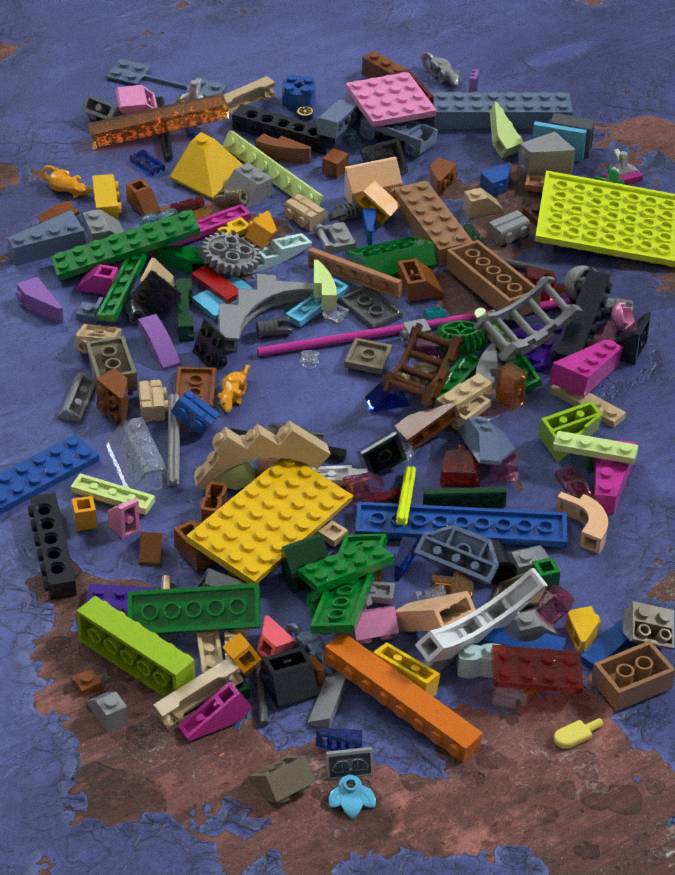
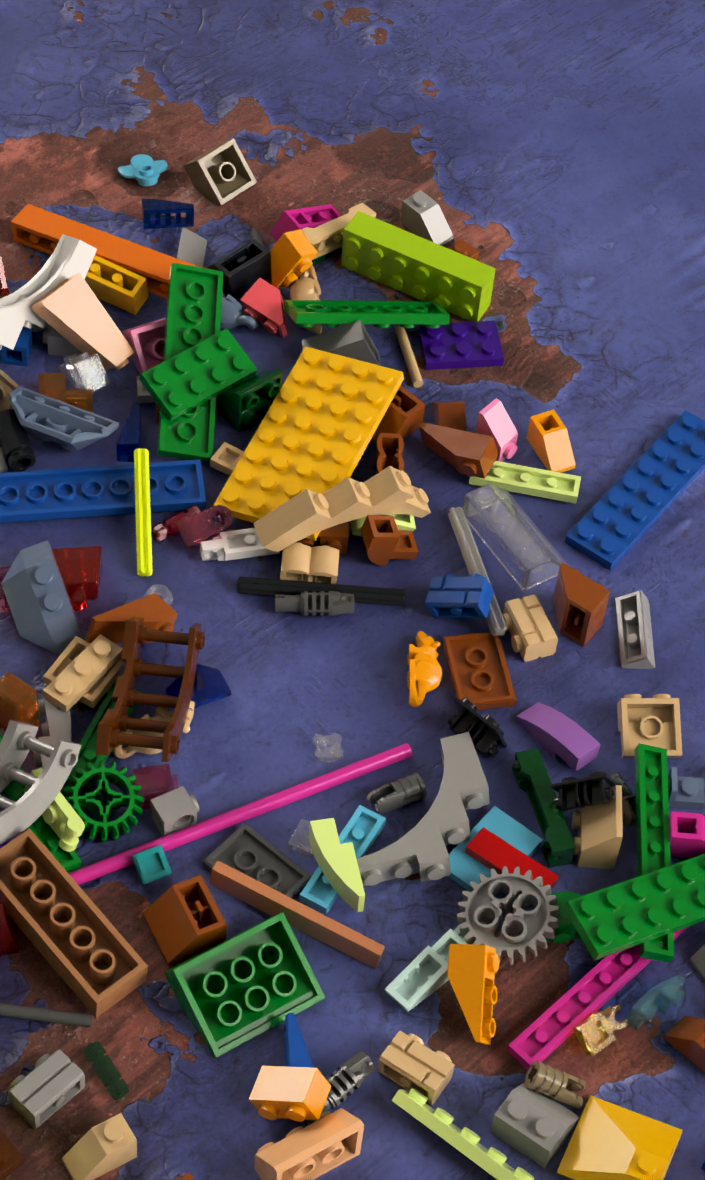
camera: 165 degrees right, 10 degrees up
(53, 546) = (569, 398): black brick -> none
(111, 354) = (605, 661): dark tan slope -> none
(156, 505) = (463, 450): none -> dark orange slope
(188, 204) = (625, 1064): dark red axle -> none
(209, 649) = (330, 279): tan plate -> none
(235, 227) = (523, 1011): yellow plate -> none
(339, 235) = (341, 1029): light grey plate -> none
(349, 762) = (166, 192): slope -> none
(368, 356) = (240, 760): dark tan plate -> none
(382, 453) = (188, 560): black slope -> none
(430, 218) = (186, 1075): medium nougat brick -> none
(466, 497) = (65, 528): dark green tile -> none

